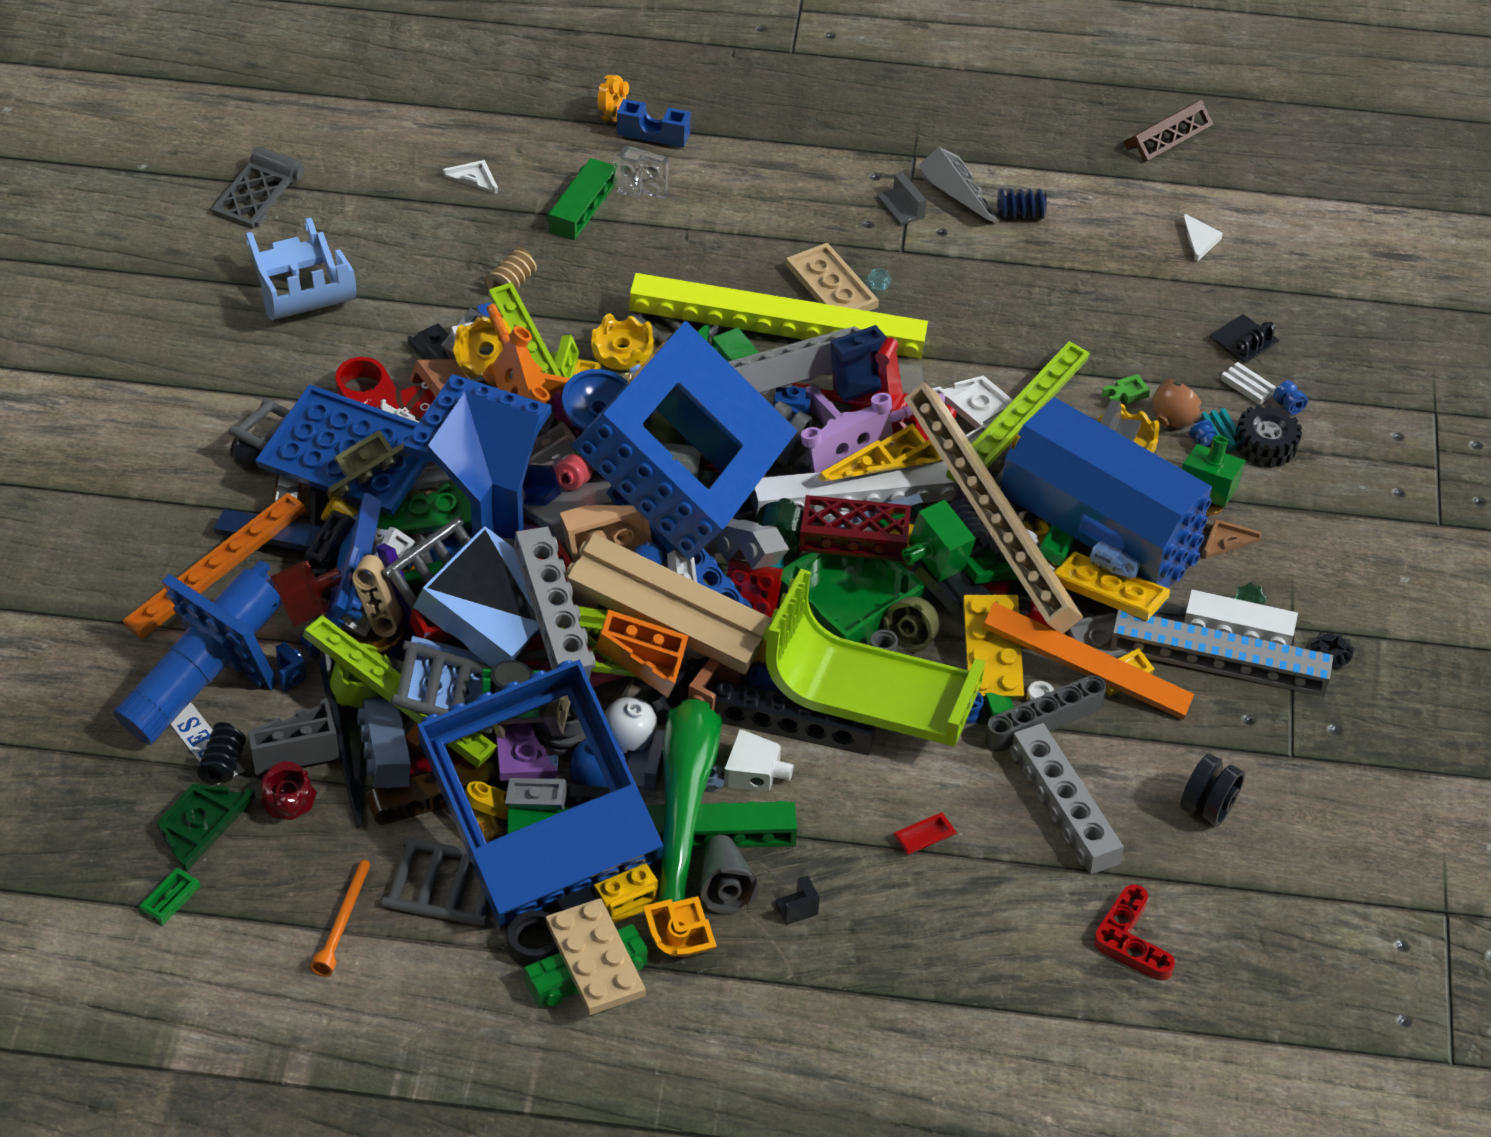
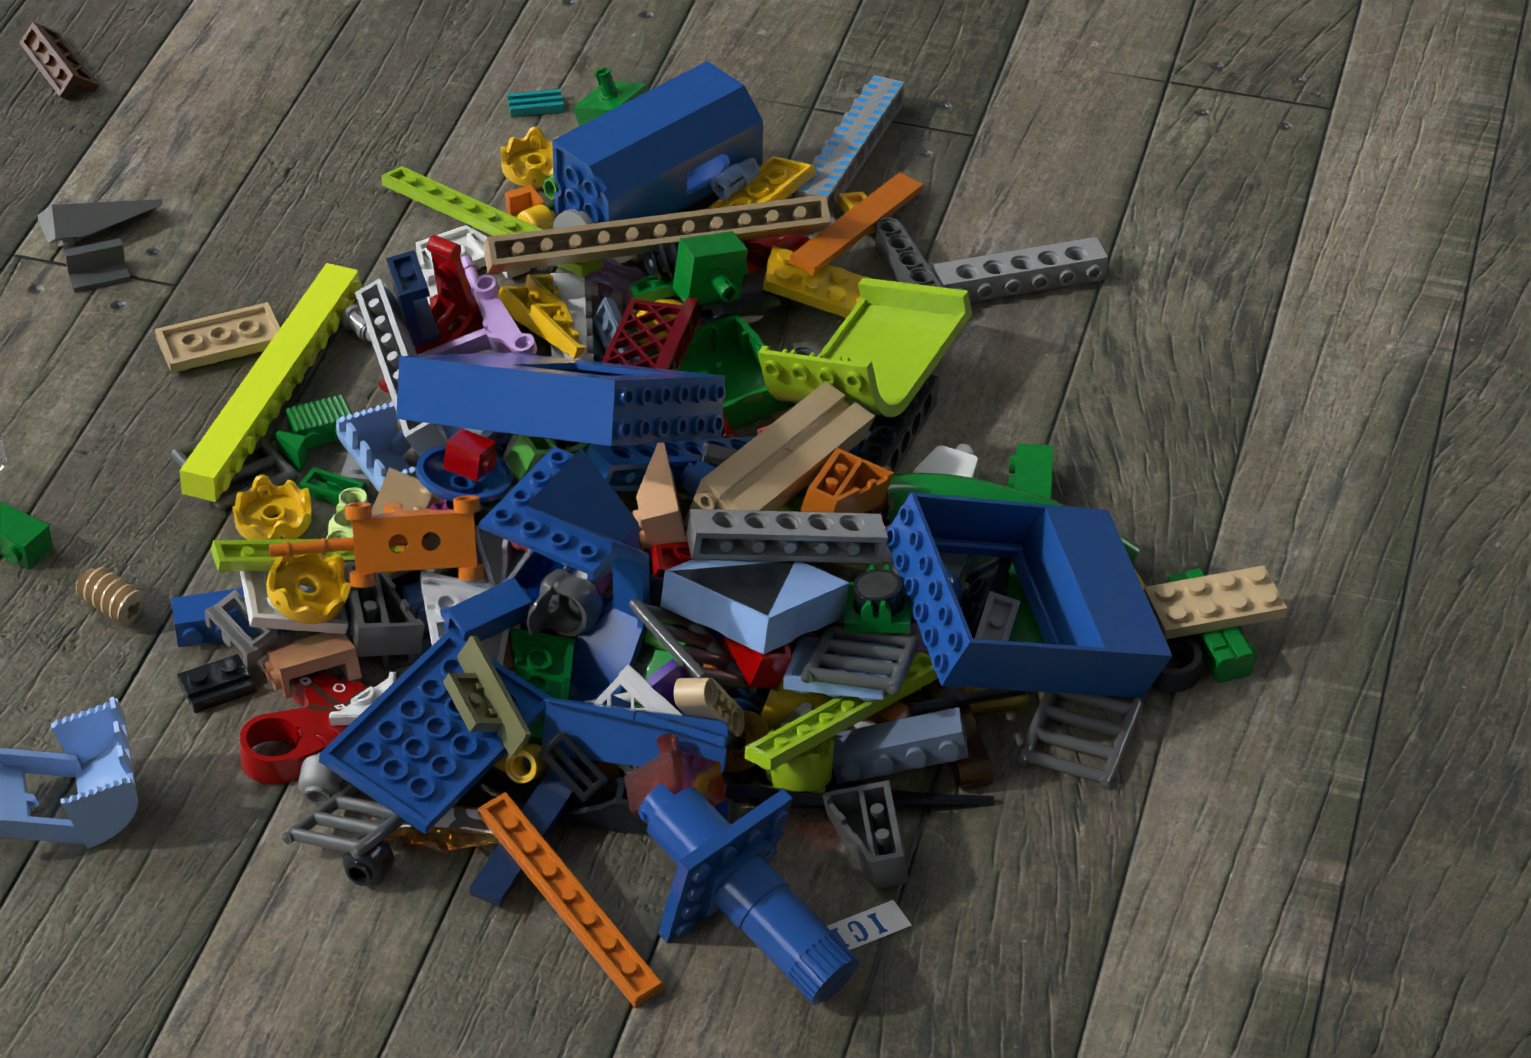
camera: 80 degrees left, 5 degrees down
(173, 898) = (1077, 972): green tile -> none
(200, 820) = (976, 934): dark green wing -> none
(221, 754) = (880, 905): black piece -> none
(287, 791) = (946, 848): dark red piece -> none
(324, 961) = (1188, 833): orange piece -> none
(607, 388) = (469, 455): none -> red brick
(679, 927) = (1171, 547): light orange brick -> none
(726, 877) = (1107, 494): dark grey cone -> none
(800, 904) = (1134, 465): black panel -> none
(879, 279) = (226, 301): clear light blue plate -> none
(913, 623) = (780, 328): olive cylinder -> none
(925, 833) = (1051, 374): red tile -> none
(1021, 203) = (145, 176): dark blue piece -> none
(1038, 689) = (877, 270): white tile -> none
(1121, 933) = (1181, 272): red beam -> none
(1125, 427) = (529, 153): dark grey panel -> none
(1127, 389) = (463, 151): bright green plate -> none
(1175, 405) = (503, 117): nougat cylinder -> none
(1200, 236) = (237, 69): white tile -> none
(1203, 433) = (548, 111): blue bush -> none
(1212, 789) = (1034, 171): black wheel -> none
(1241, 617) = (811, 126): white brick -> none
(1245, 337) = (406, 65): black hinge -> none
(1251, 382) = (472, 75): white tile -> none
(1251, 593) = (778, 118): clear green piece -> none
(1267, 435) = (560, 69): black wheel -> none
(1290, 397) = (507, 48): blue wheel -> none
(1341, 655) = (847, 85): black gear -> none

